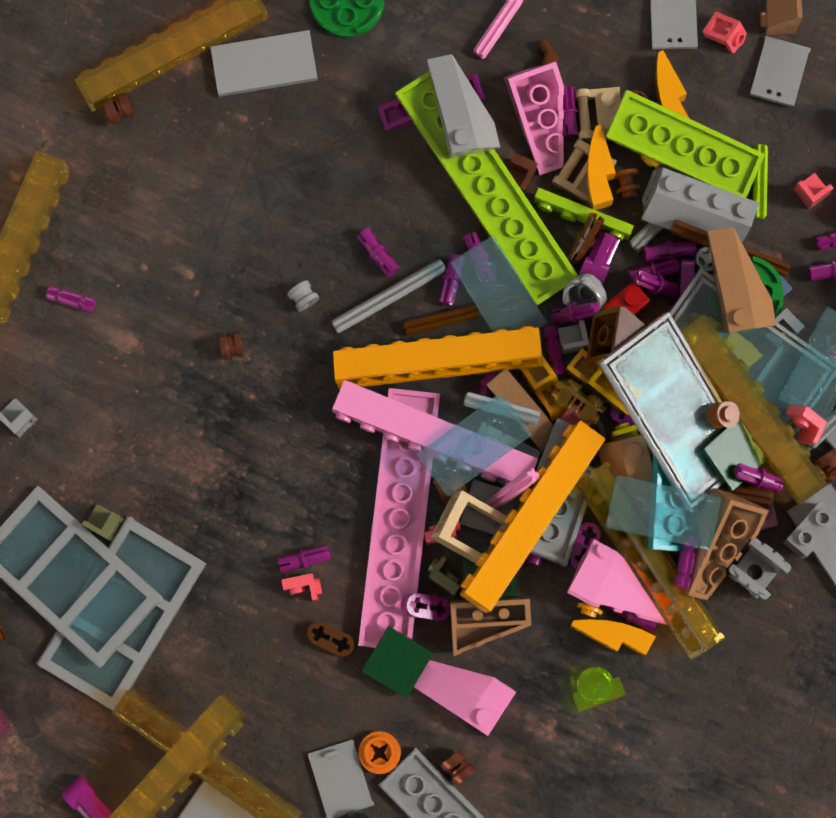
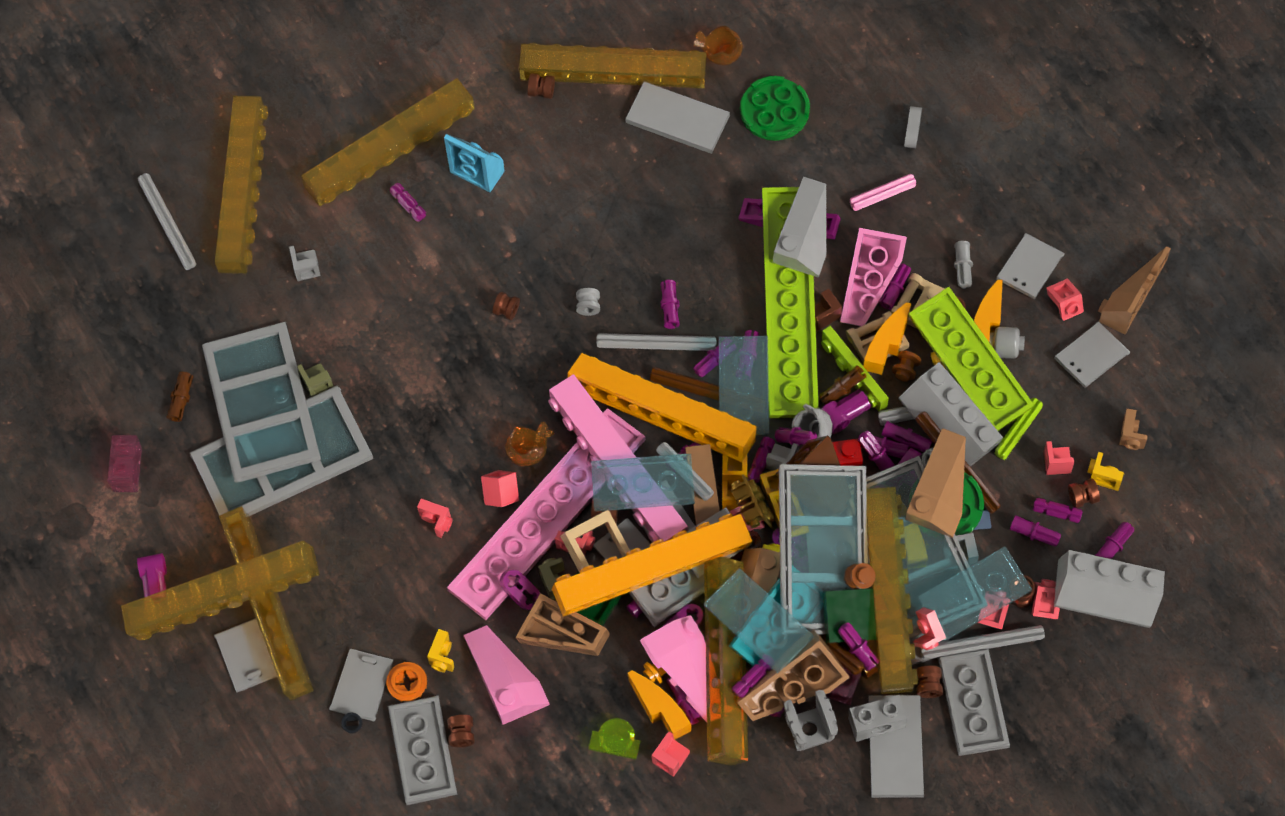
camera: 30 degrees right, 15 degrees down
(109, 224) = (473, 163): none -> medium azure slope
(304, 558) = (451, 497): magenta axle -> none
(333, 633) = (434, 569): reddish brown beam -> none
(342, 468) = (528, 446): none -> clear orange hat
(342, 522) = (500, 488): none -> coral panel
(390, 703) = (441, 647): none -> yellow bracket
(397, 661) = (469, 617): dark green tile -> none
(513, 489) = (651, 534): bright pink axle -> none
(548, 52) = (910, 233): reddish brown arm -> none
(614, 53) = (963, 264): none -> light grey axle
(652, 672) = (670, 755): none -> coral panel
(701, 105) = (1007, 341): none -> light grey head

